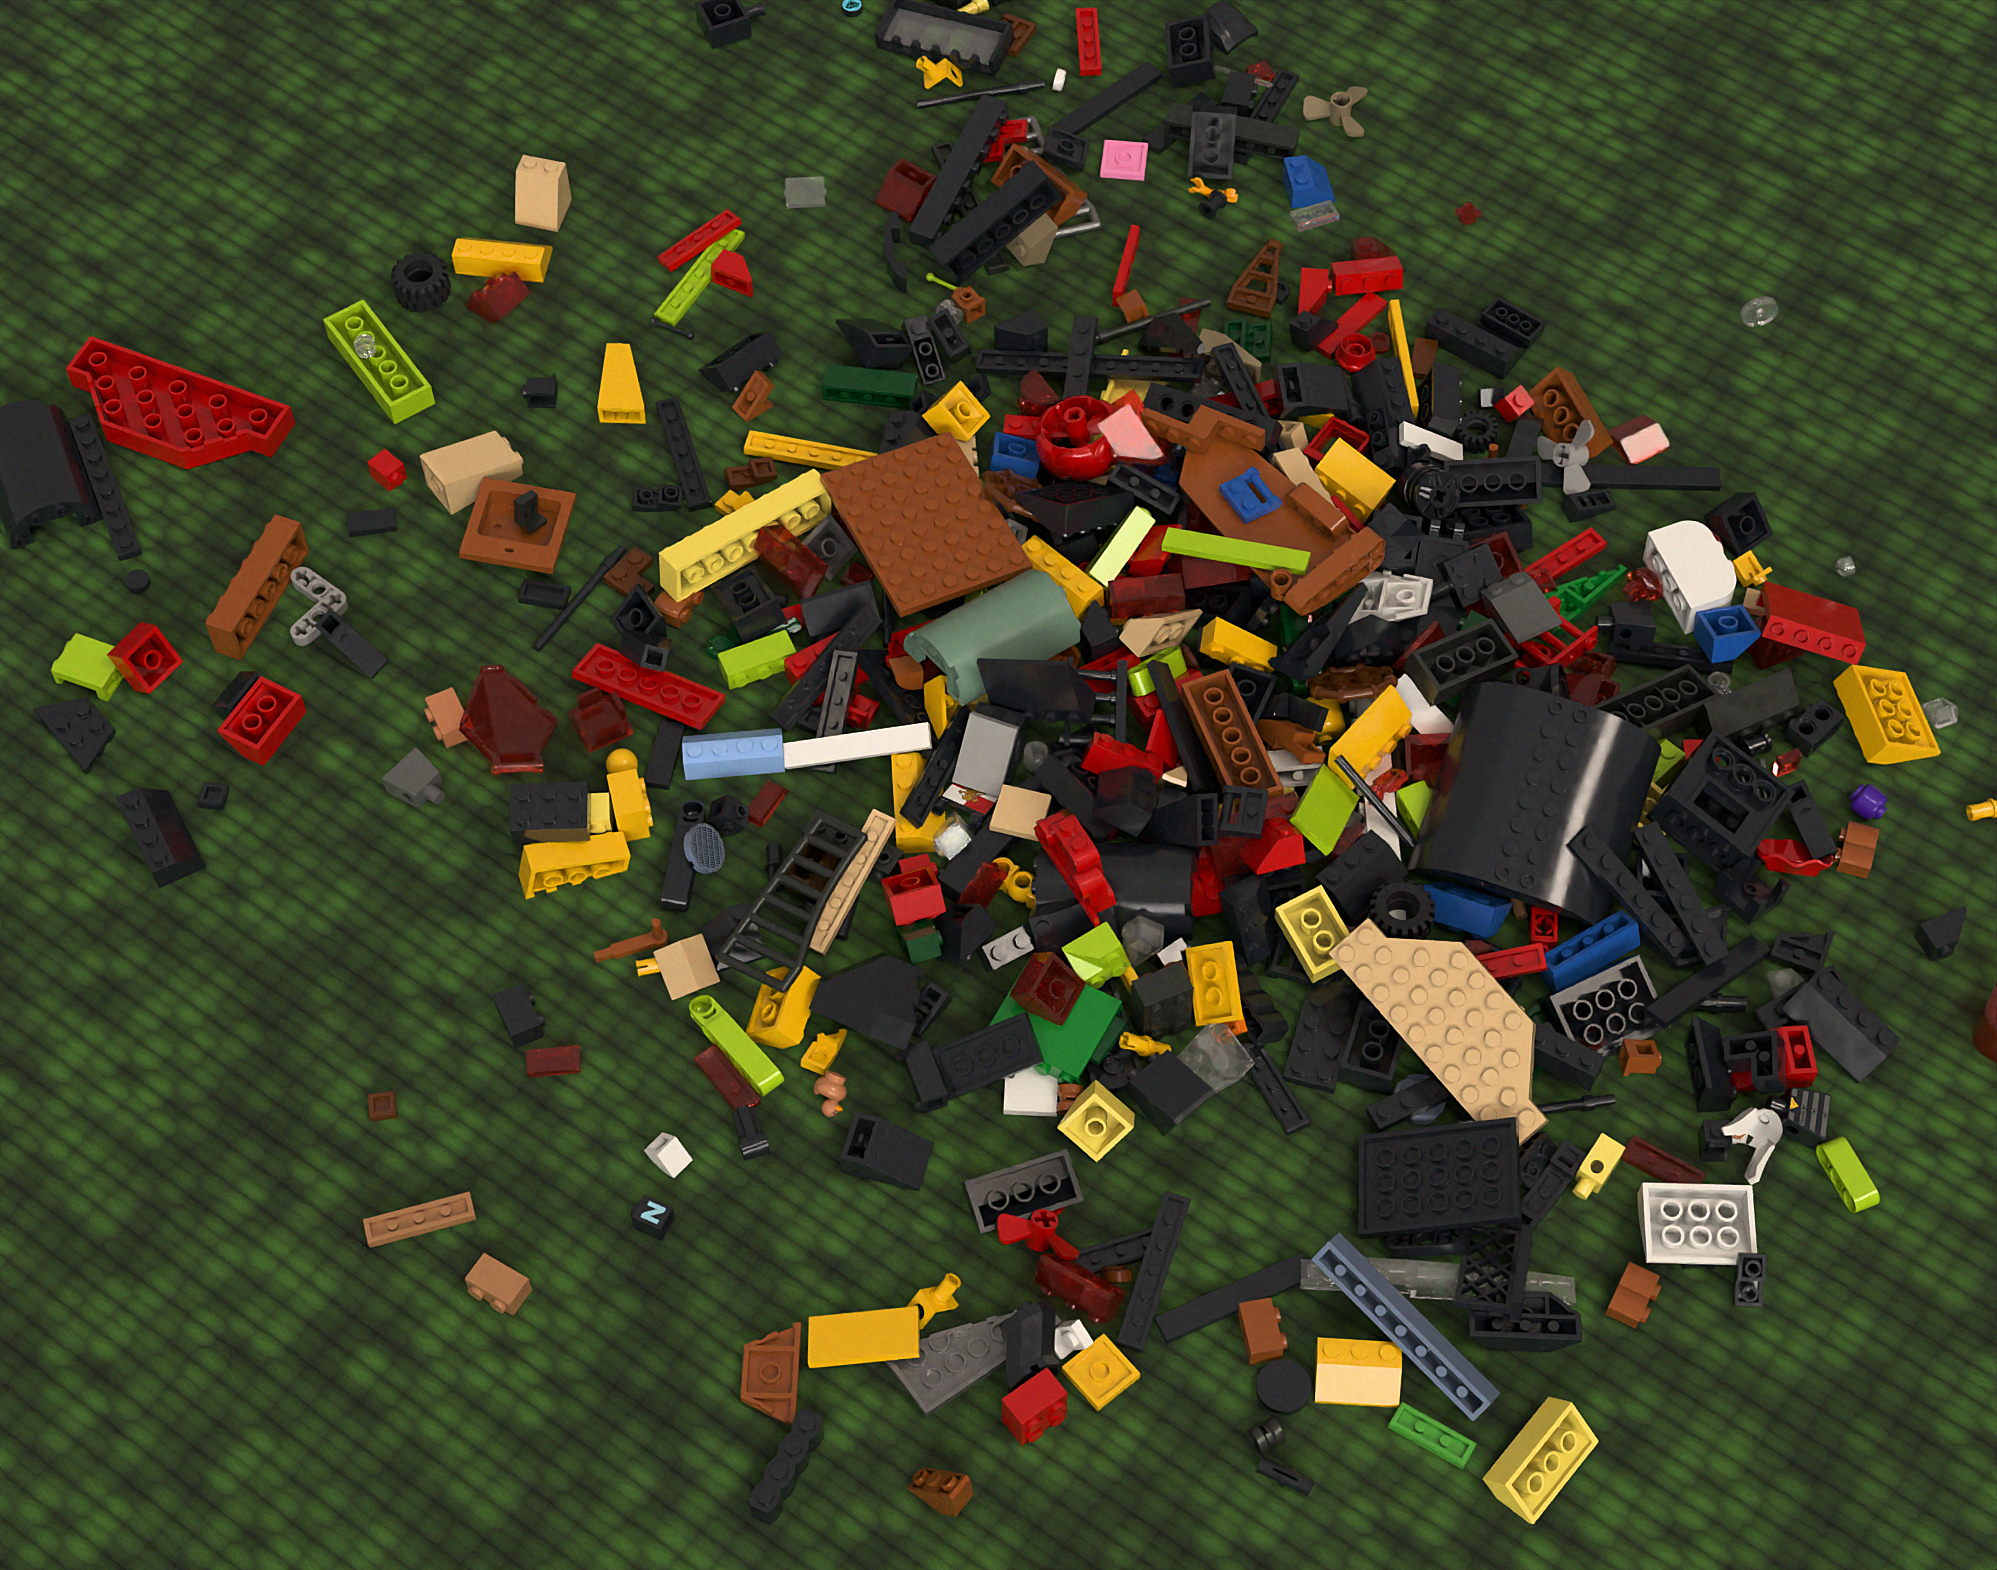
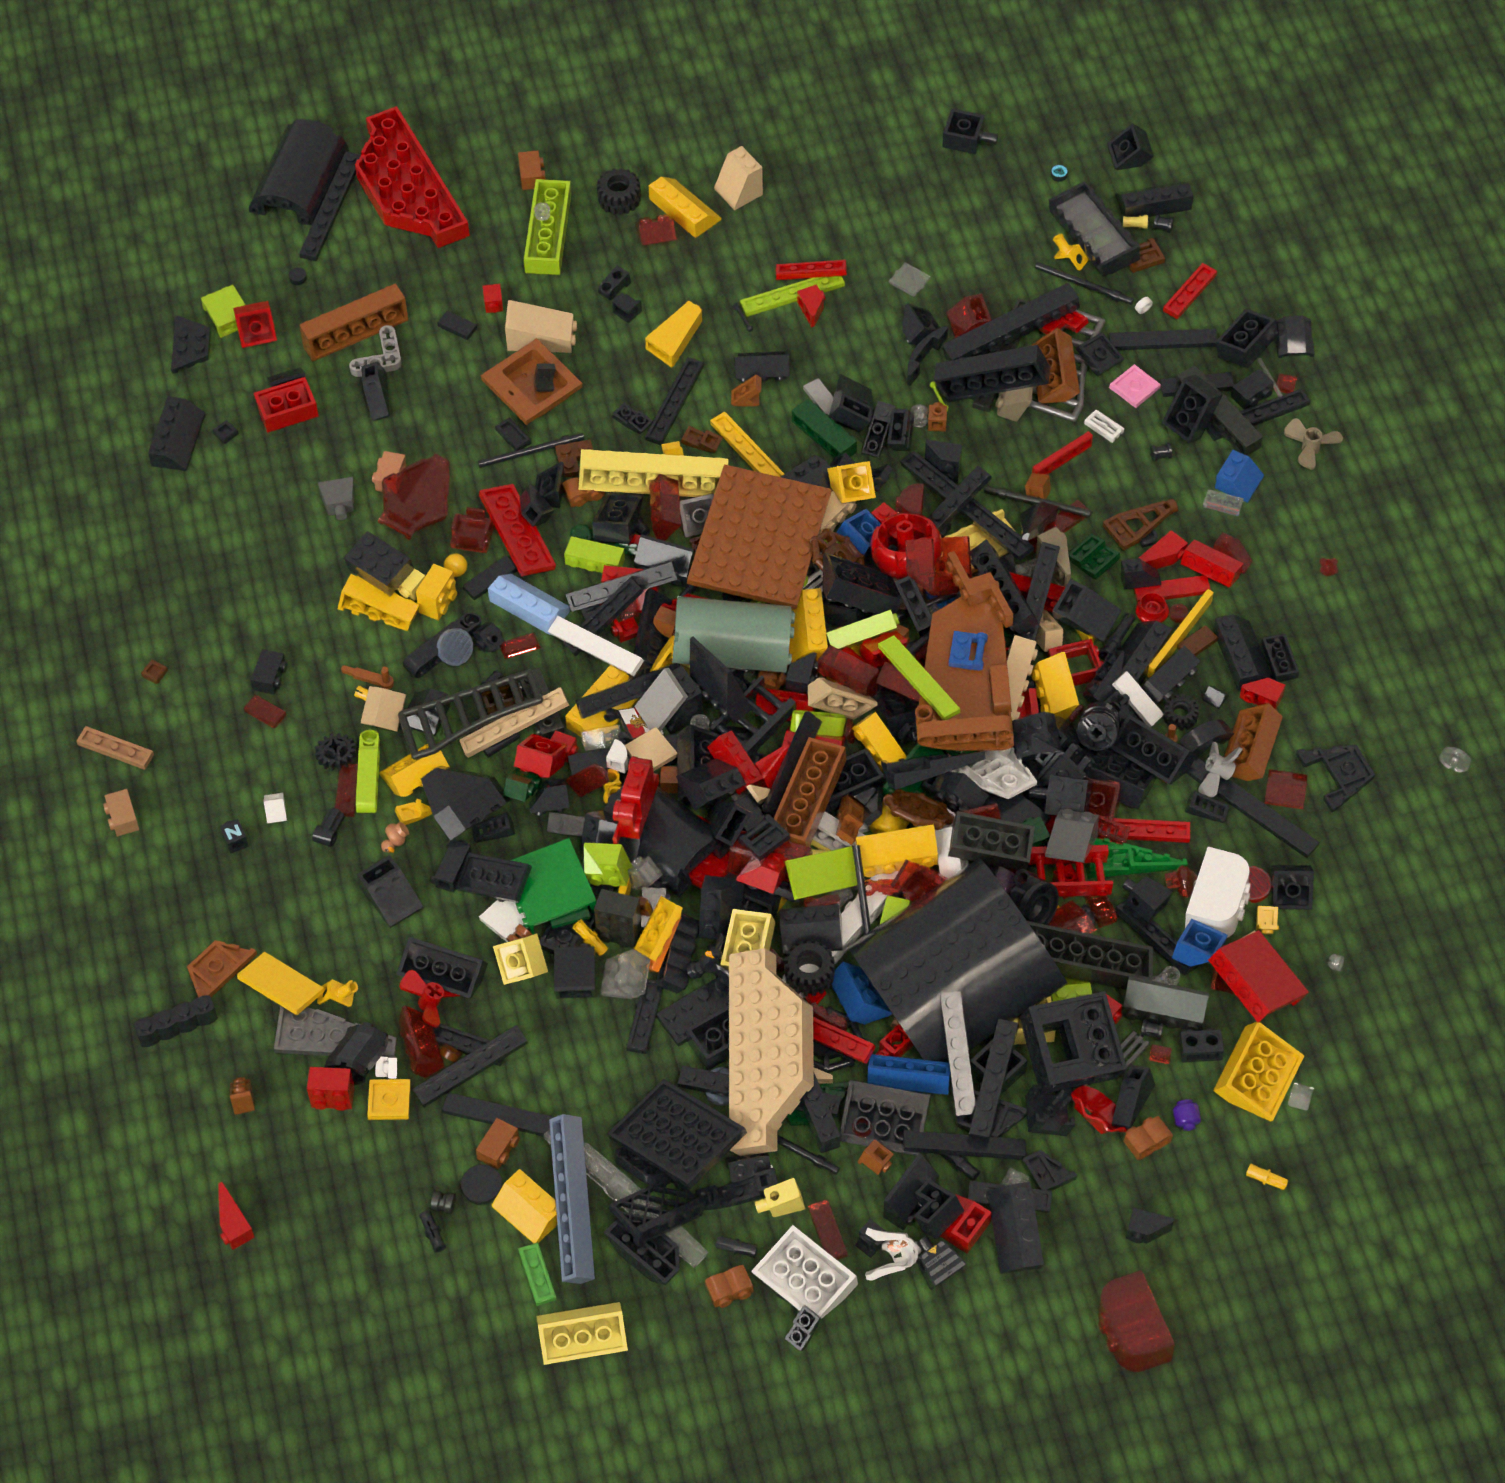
camera: 40 degrees right, 0 degrees up
(300, 317) = (530, 168): none -> dark orange brick
(505, 375) = (614, 283): none -> black leg
(678, 1047) = (345, 749): none -> black gear
(823, 354) = (820, 395): none -> light grey tile
(863, 229) = (917, 323): none -> black slope
(996, 840) = (617, 757): none -> white brick
(1047, 988) = (558, 862): clear red slope -> none
(1128, 214) = (1102, 428): none -> white tile
(1202, 189) = (1178, 452): light orange arm -> none
(1300, 978) = (710, 964): none -> black animal
(1514, 404) = (1221, 709): red brick -> none
(1533, 364) = (1263, 692): none -> red slope
(1597, 1250) = (736, 1246): none -> black axle
(1670, 383) = (1345, 766): none -> black wing
(1847, 1174) = (931, 1318): lime beam -> none

